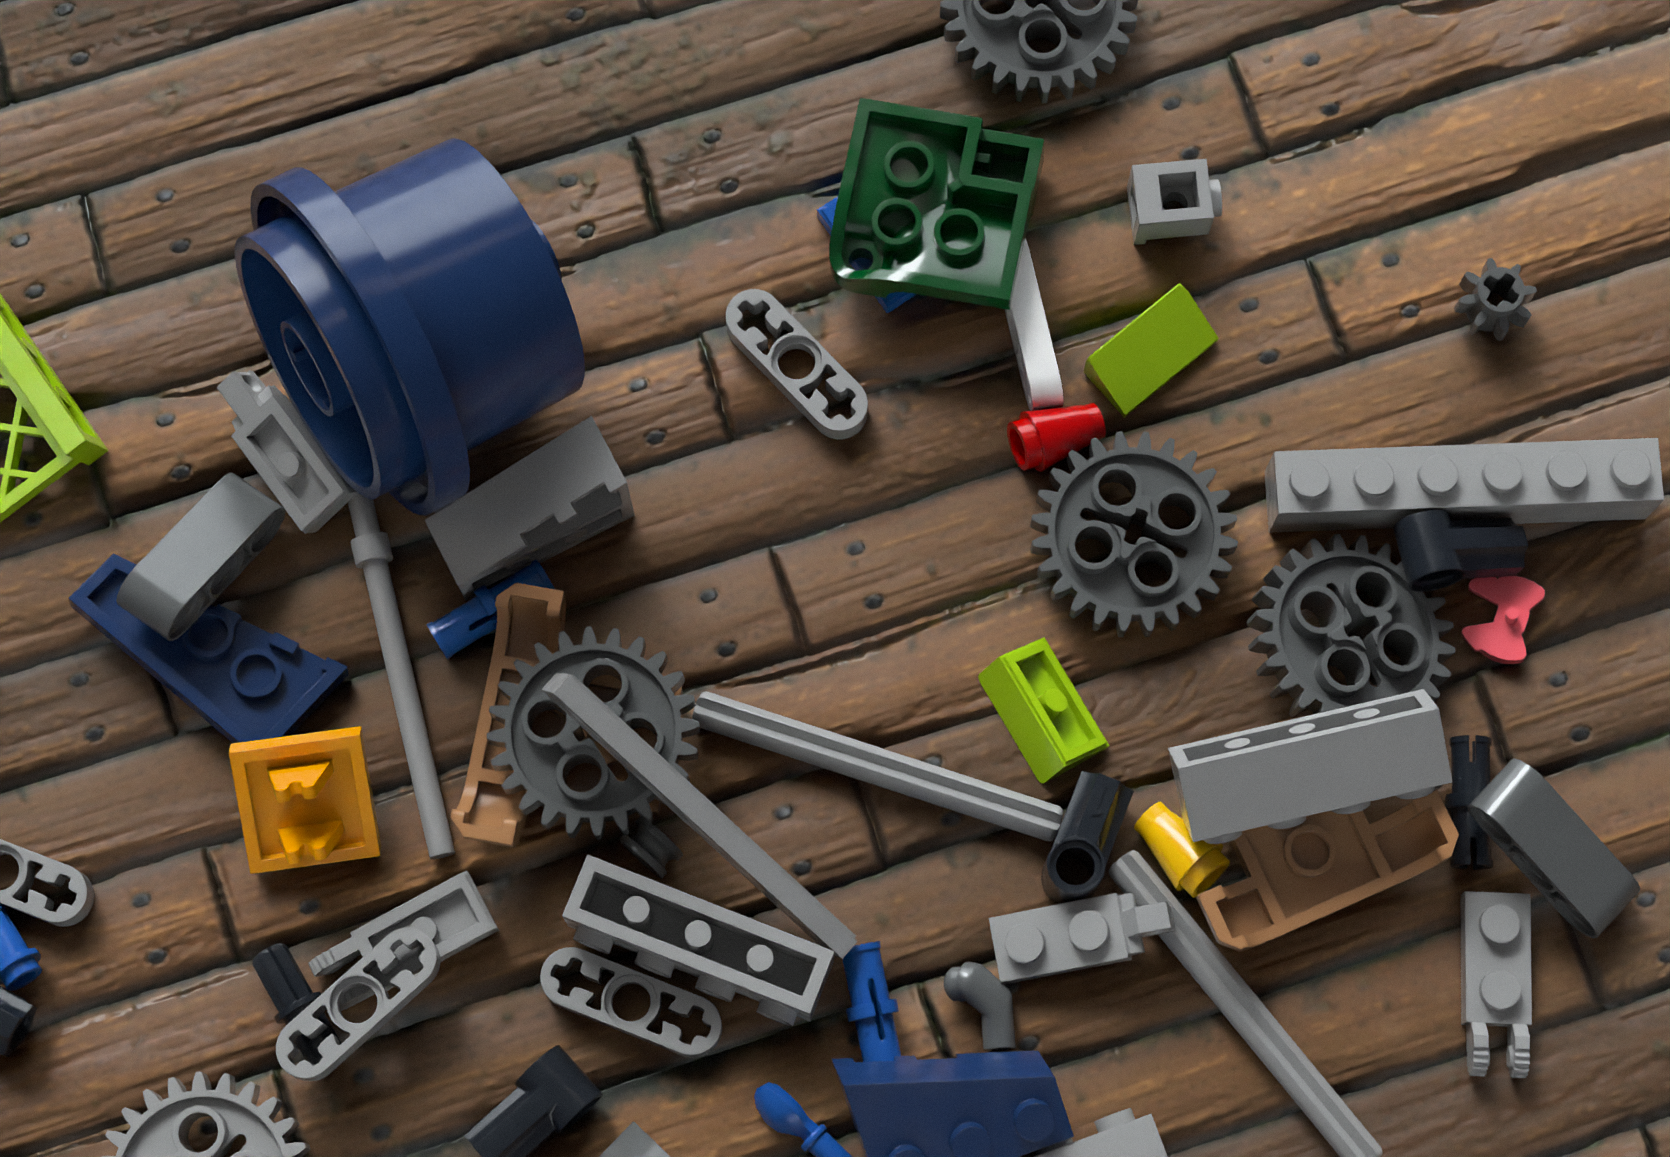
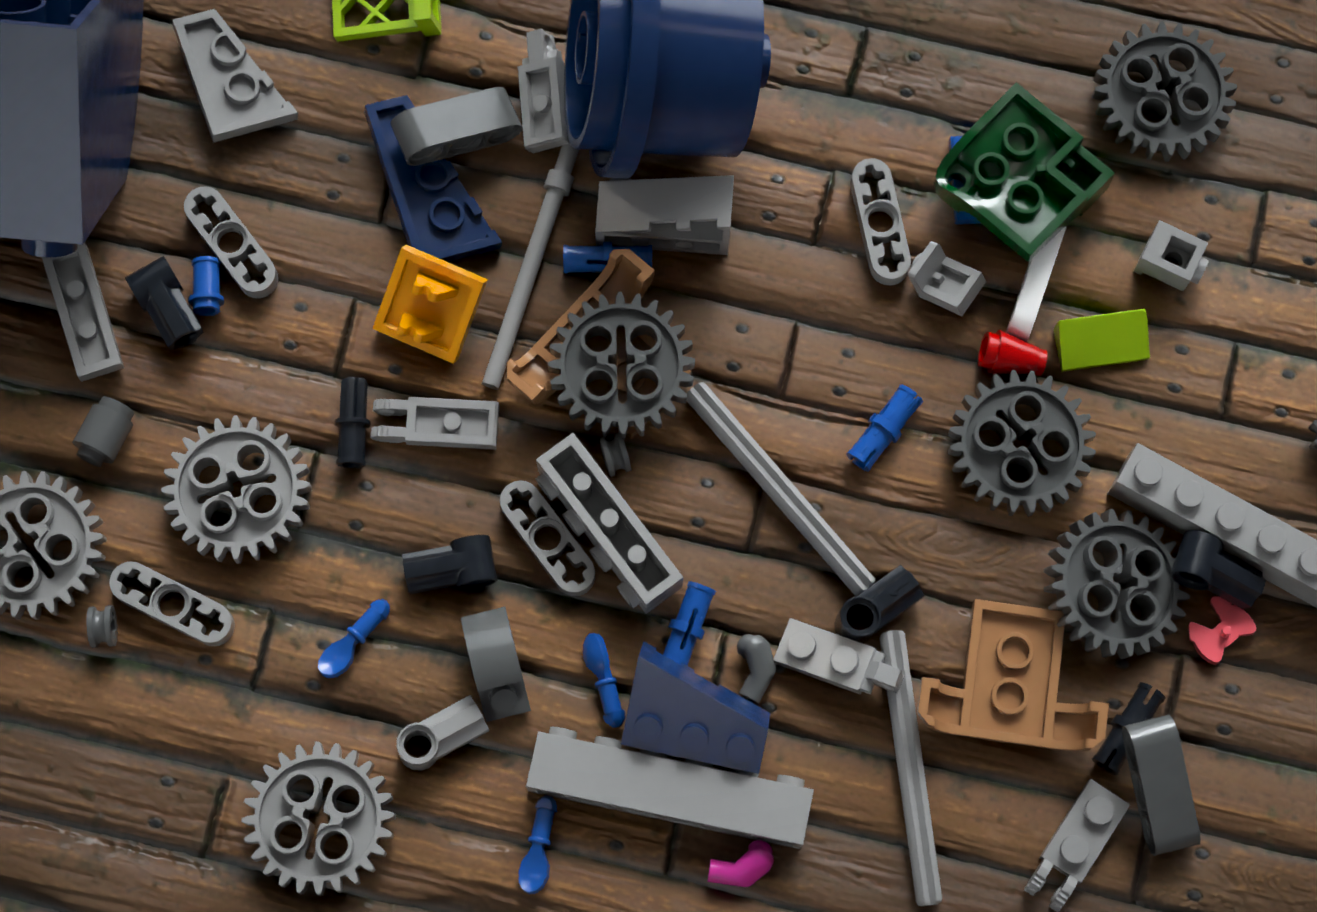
camera: 30 degrees right, 0 degrees up
(330, 1000) = (372, 427): light grey beam -> none
(699, 813) = (653, 448): light grey tile -> none
(920, 389) = (944, 280): none -> light grey bracket
(958, 614) = (884, 428): none -> blue pin
(1042, 710) = (900, 515): lime slope -> none
(1185, 862) = (932, 649): yellow cone -> none
(1310, 766) = (1039, 642): light grey brick -> none

